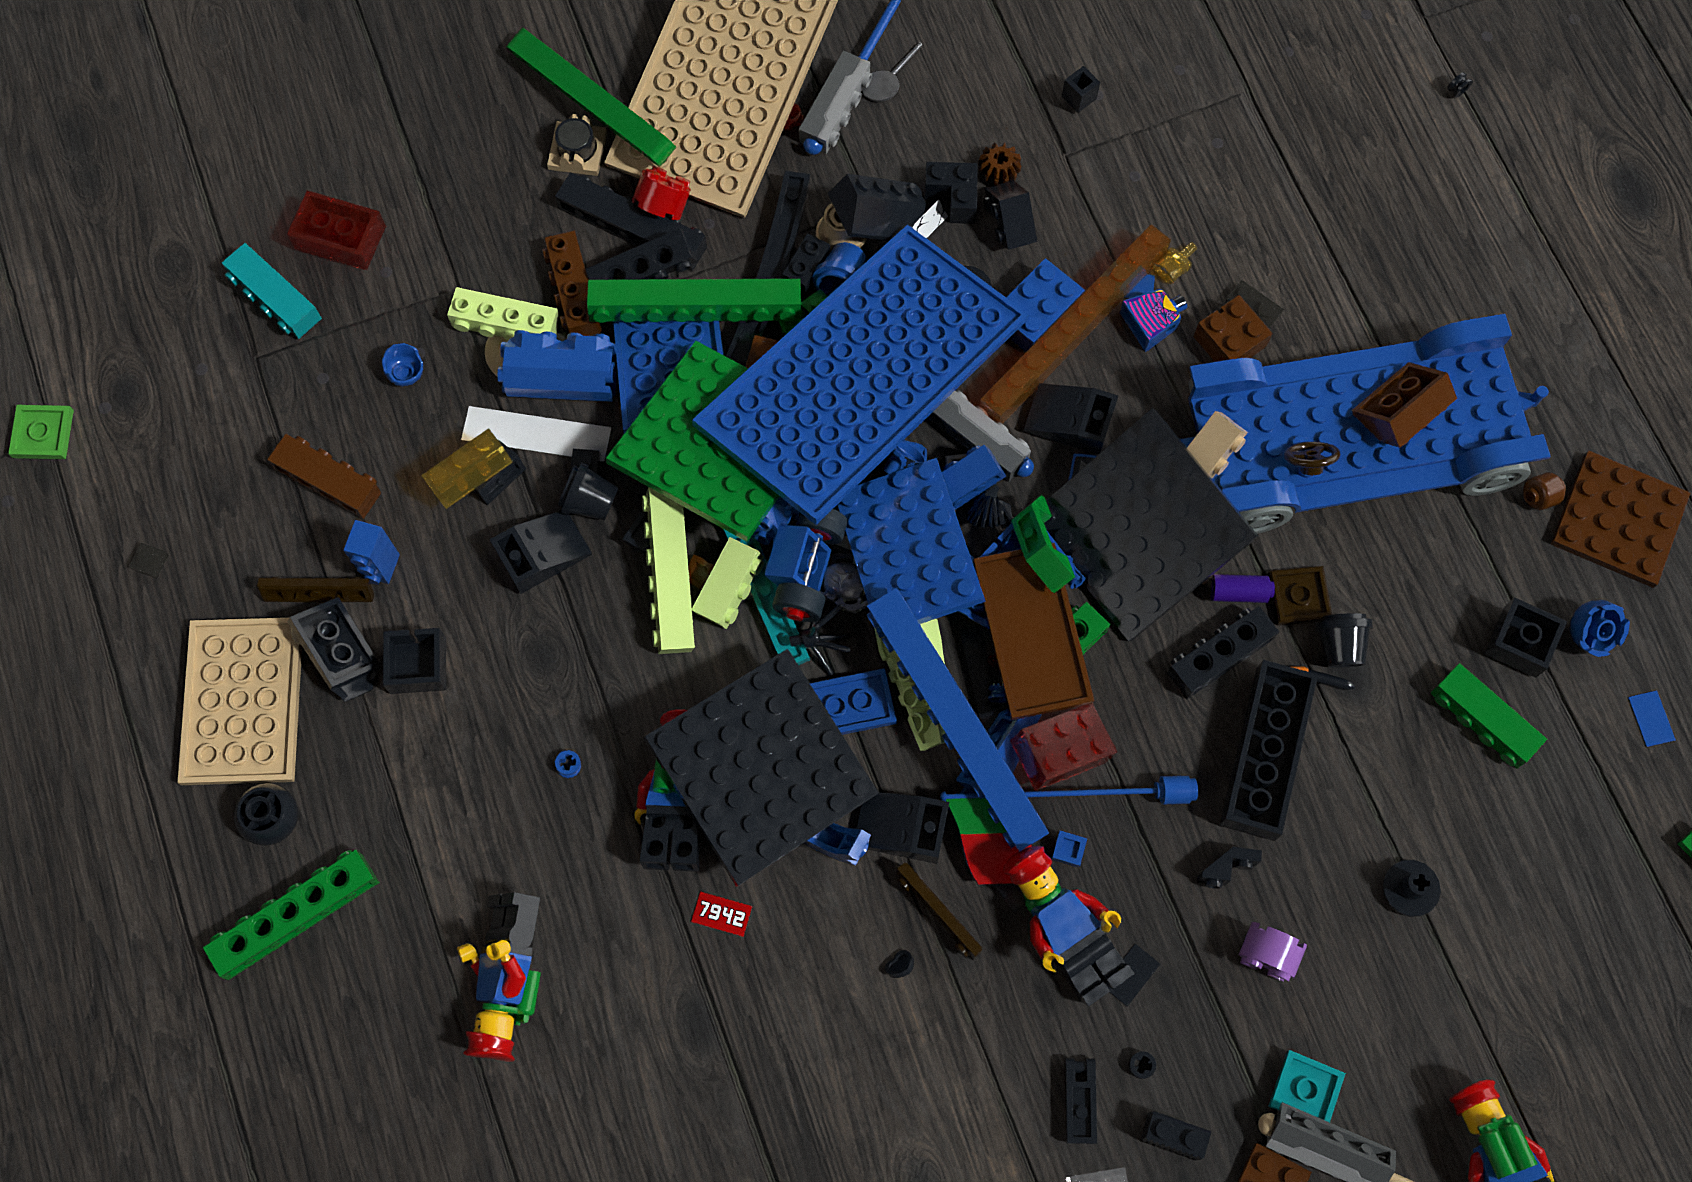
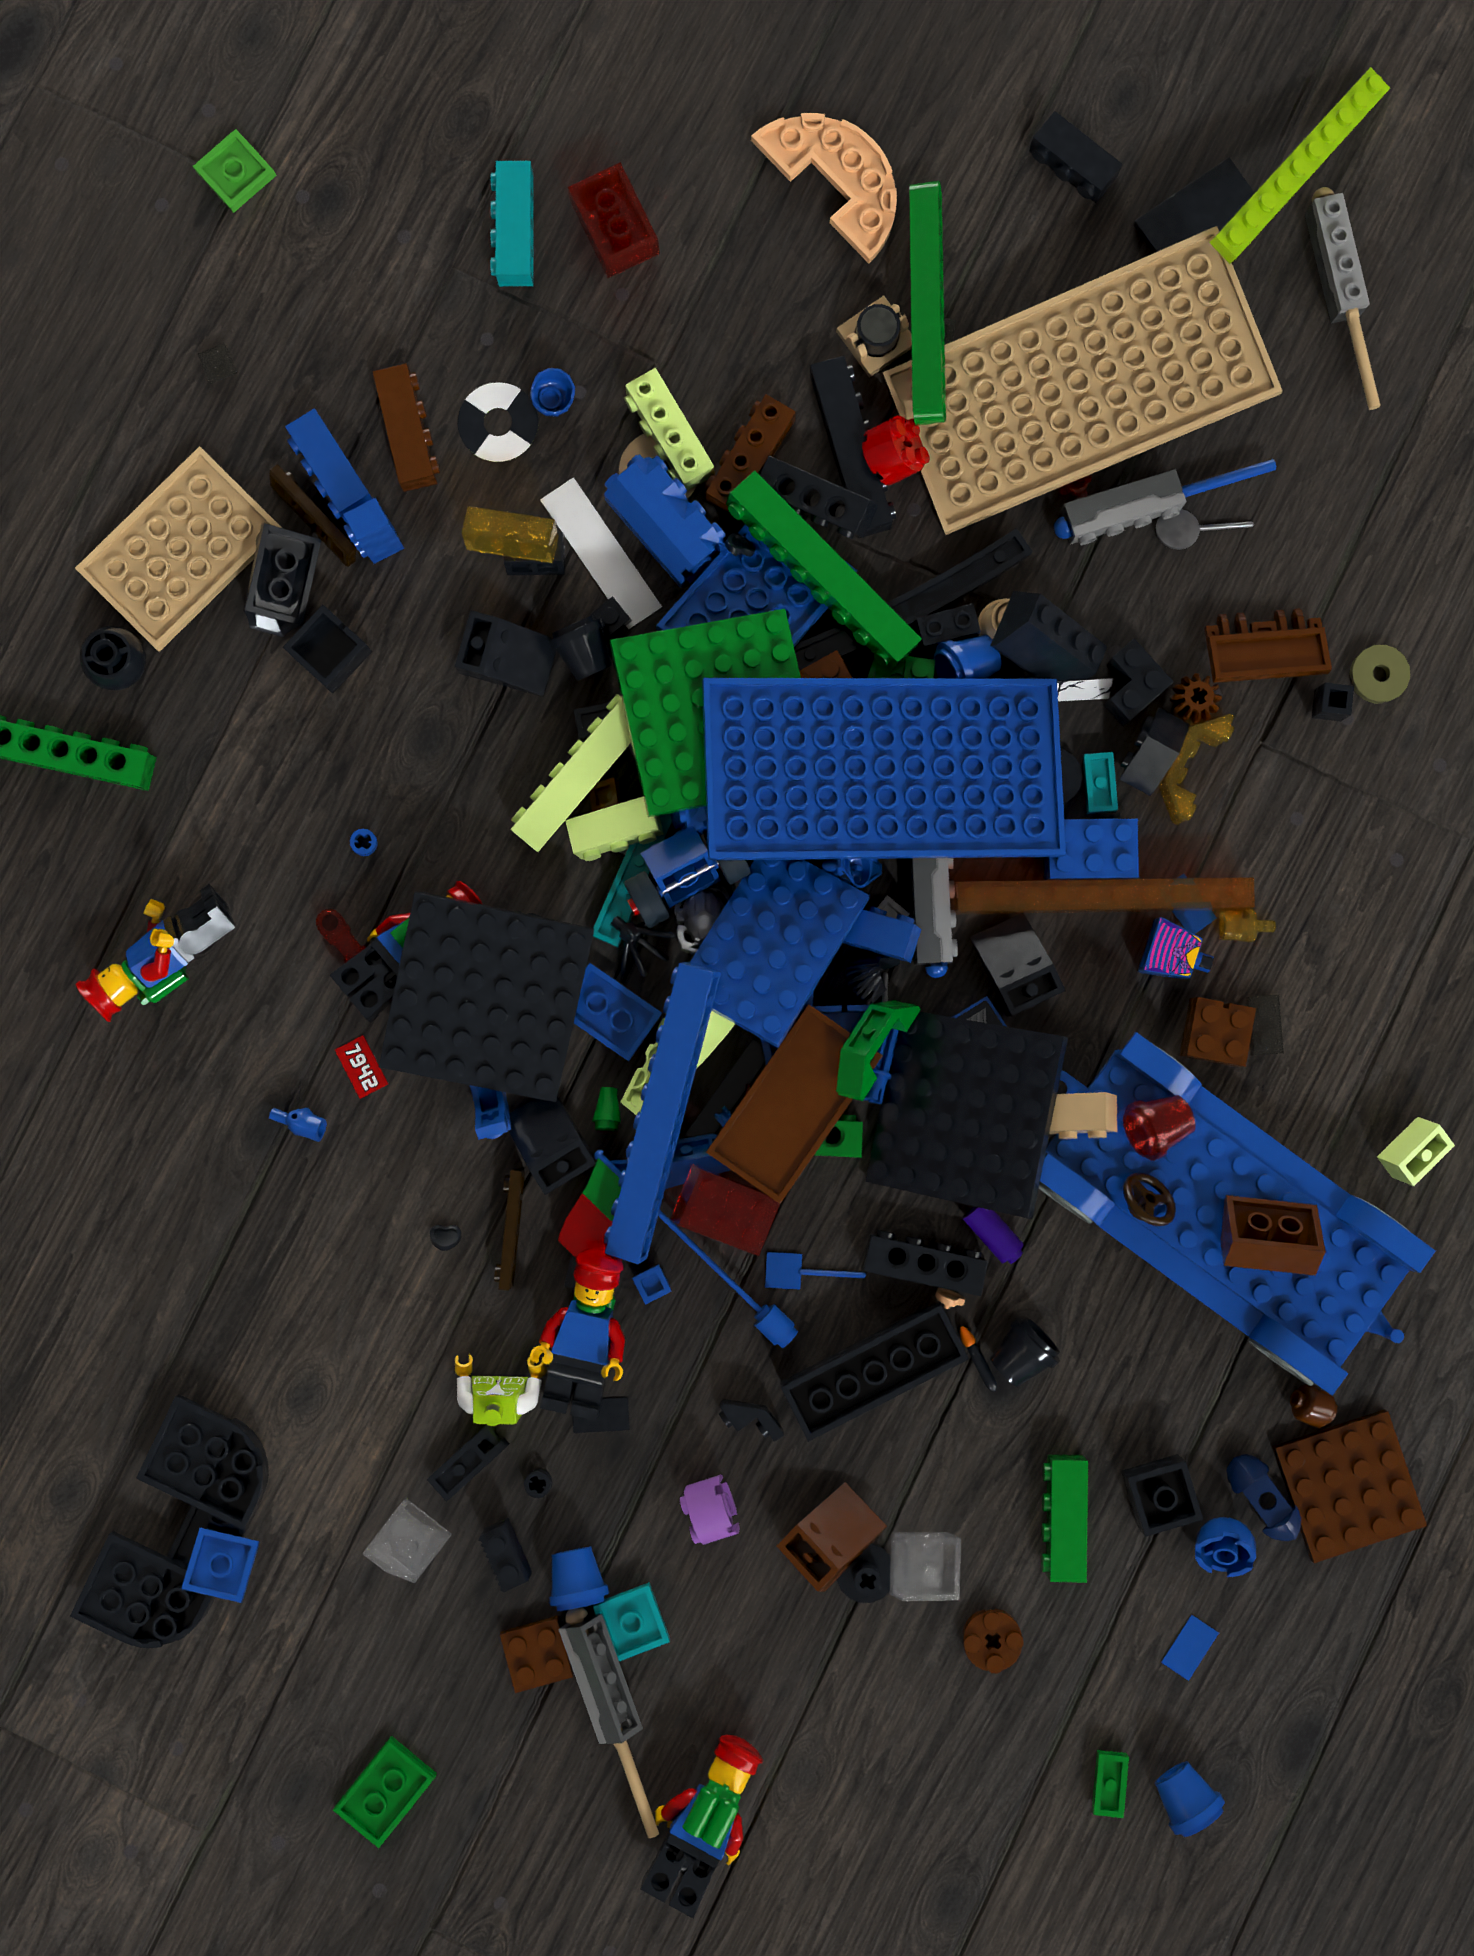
camera: 50 degrees right, 15 degrees up
(299, 547) = (328, 463): none -> blue wedge
(386, 442) = (497, 447): none -> sticker
(452, 69) = (848, 162): none -> light nougat plate
(616, 839) = (341, 936): none -> clear red connector
(624, 336) = (739, 545): none -> black piece
(720, 991) = (301, 1122): none -> blue piece
(917, 768) = (607, 1110): none -> green cone
(998, 265) = (1100, 782): none -> teal plate
(1008, 96) = (1268, 649): none -> reddish brown hinge
(1052, 229) = (1178, 800): none -> clear yellow slope
(1053, 1032) = (498, 1398): none -> torso
(1092, 41) = (1396, 671): none -> olive tile
(1142, 751) = (785, 1271): none -> blue piece
(1240, 1098) = (576, 1580): none -> blue piece
(1259, 657) = (949, 1298): none -> light nougat piece
(1265, 406) = (1157, 1125): none -> clear red piece
(1300, 595) = (1034, 1283): dark brown tile -> none
(1366, 885) = (831, 1537): none -> reddish brown slope
(1423, 284) = (1415, 1151): none -> yellowish green brick
(1443, 838) = (925, 1566): none -> clear brick
(1545, 831) = (995, 1657): none -> reddish brown plate
(1563, 572) = (1250, 1476): none -> dark blue piece

